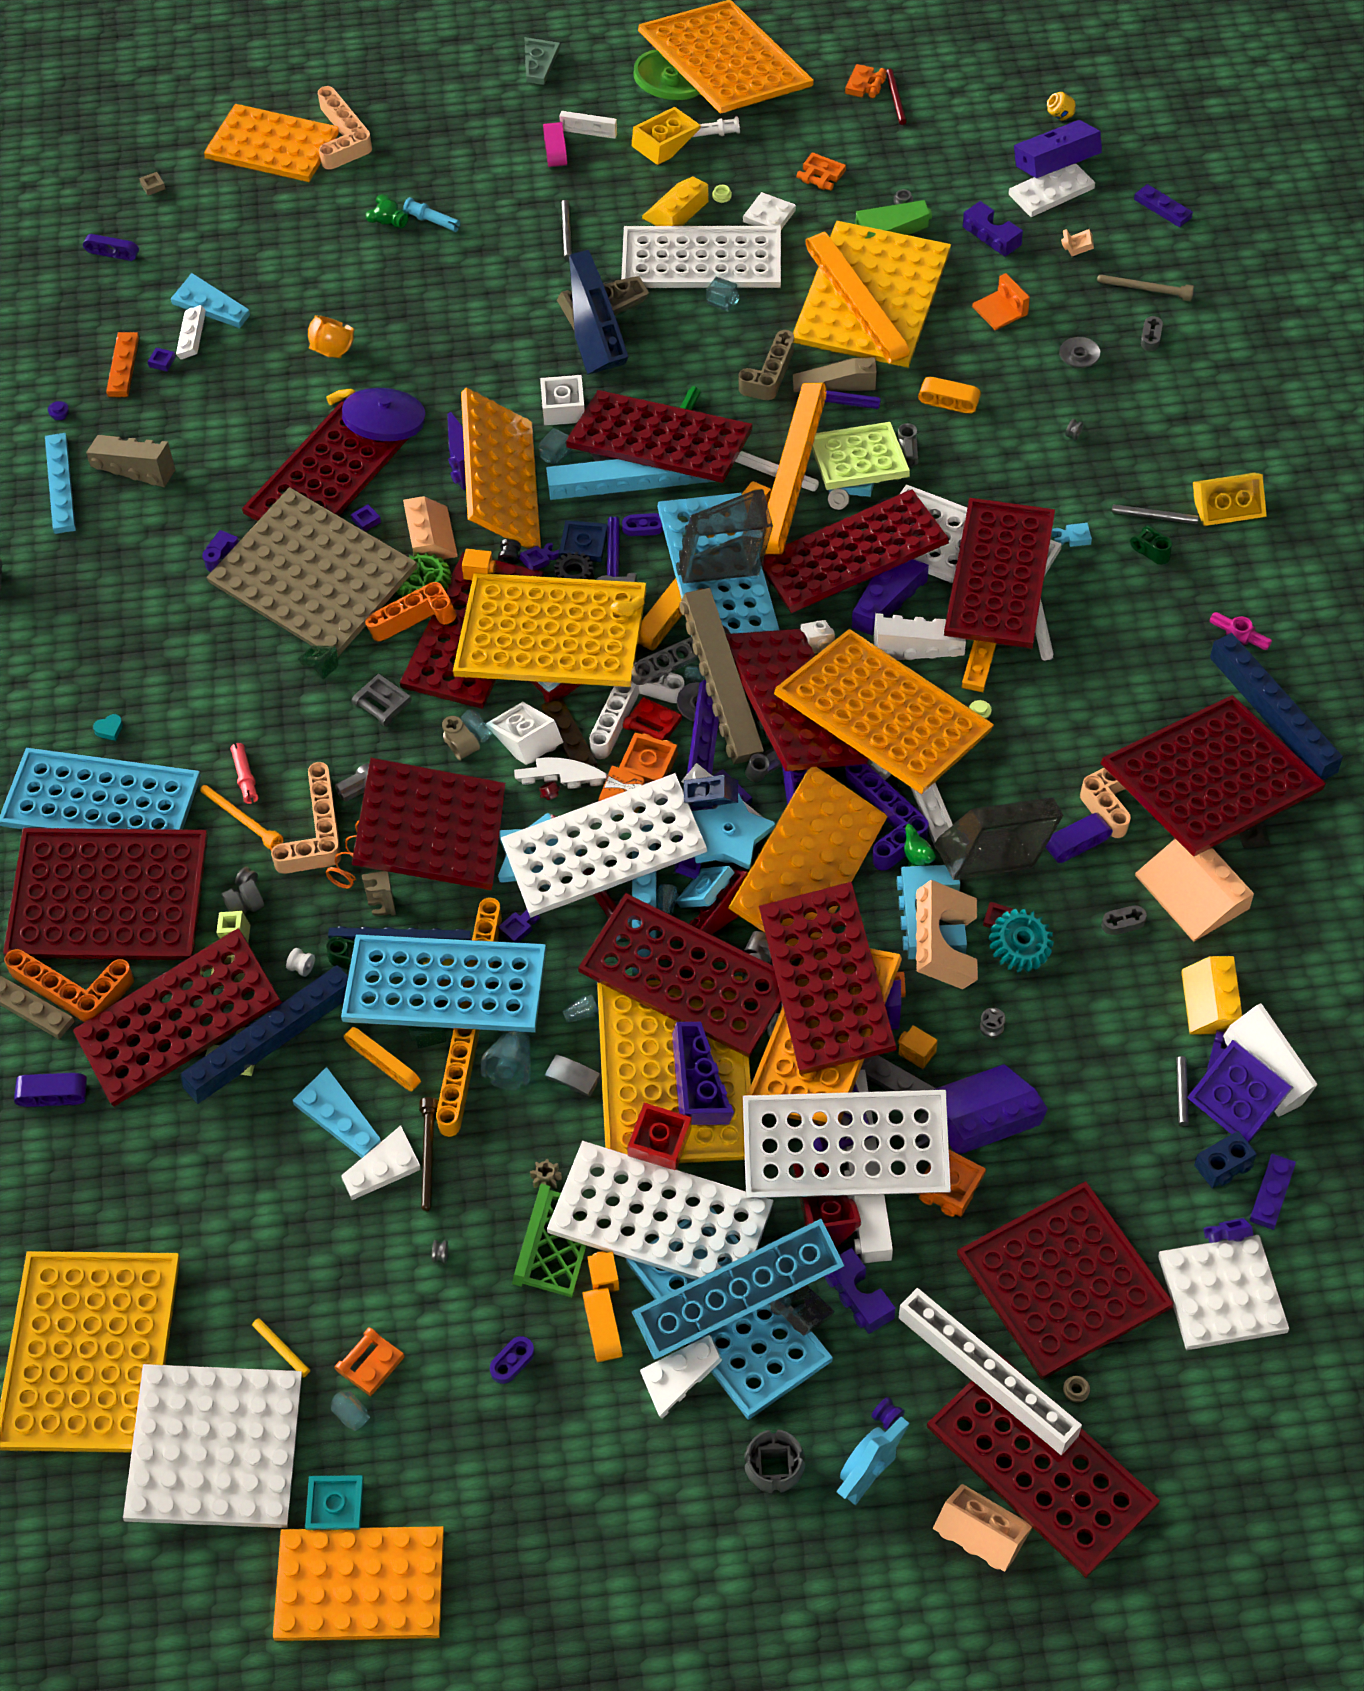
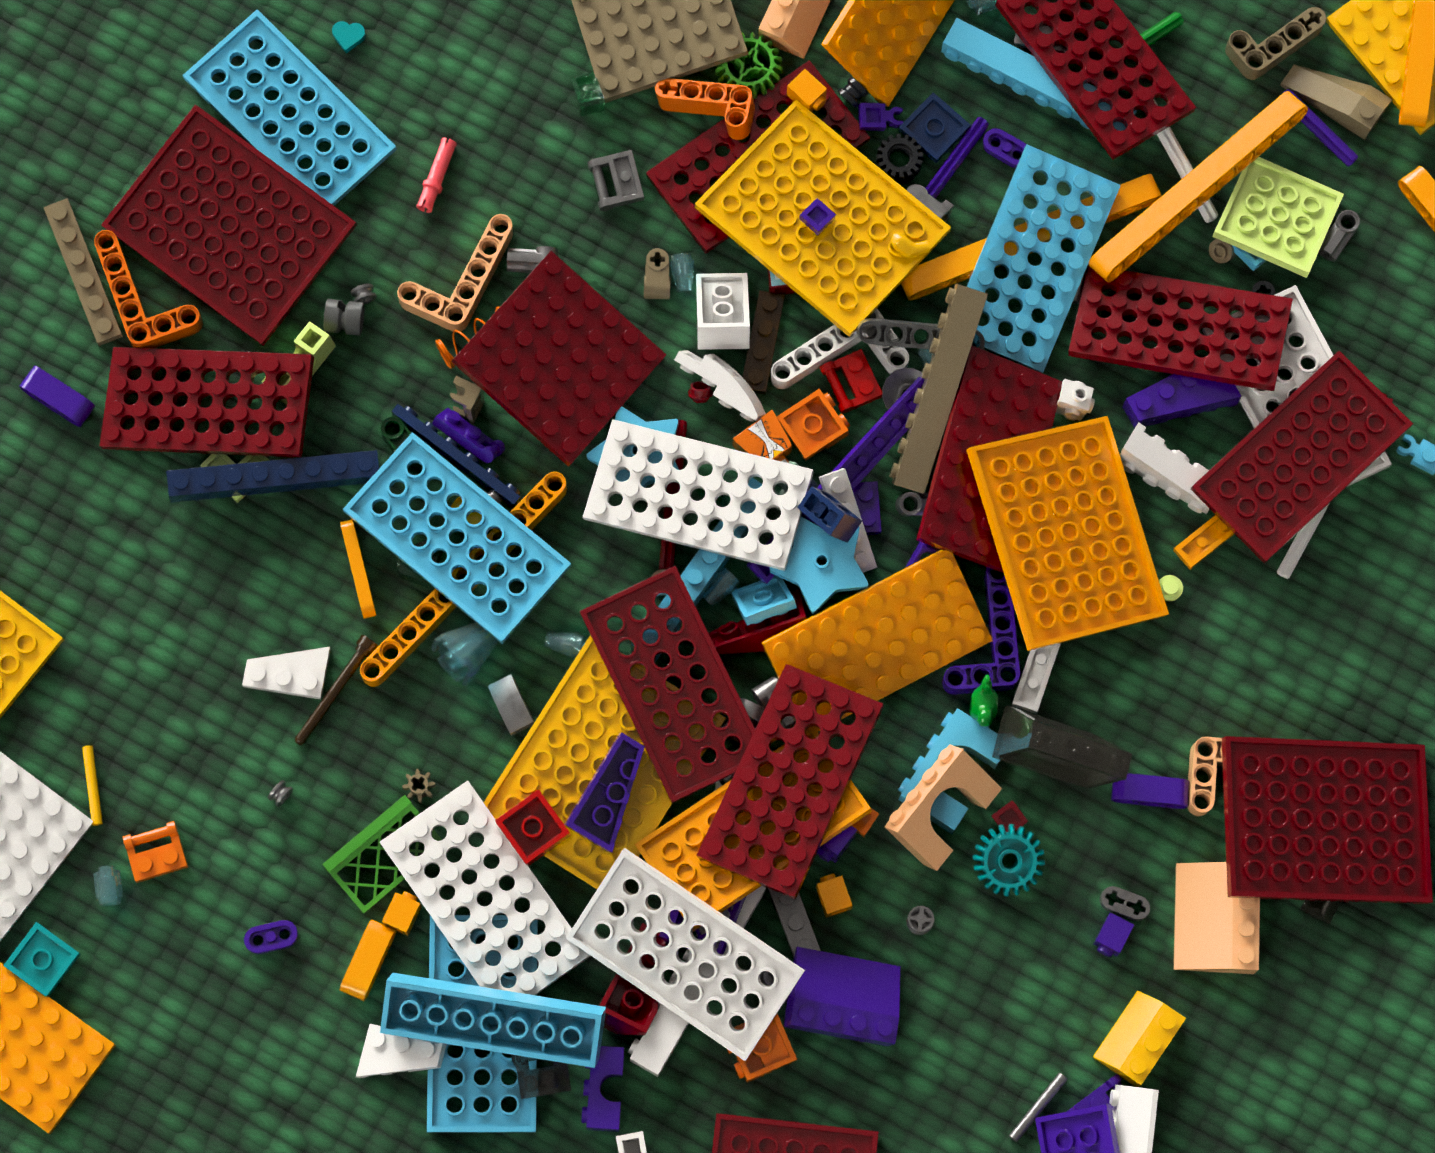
camera: 30 degrees right, 20 degrees up
(269, 837) = (413, 265): light orange piece -> none
(300, 962) = (353, 418): white wheel -> none
(336, 1113) = (284, 590): medium azure wing -> none
(399, 919) = (468, 436): none -> dark purple plate
(517, 926) = (567, 517): dark purple plate -> none
(548, 625) = (817, 216): none -> dark purple plate
(733, 558) = (1046, 248): clear smoke windscreen -> none
(1134, 942) = (1112, 935): none -> dark purple brick

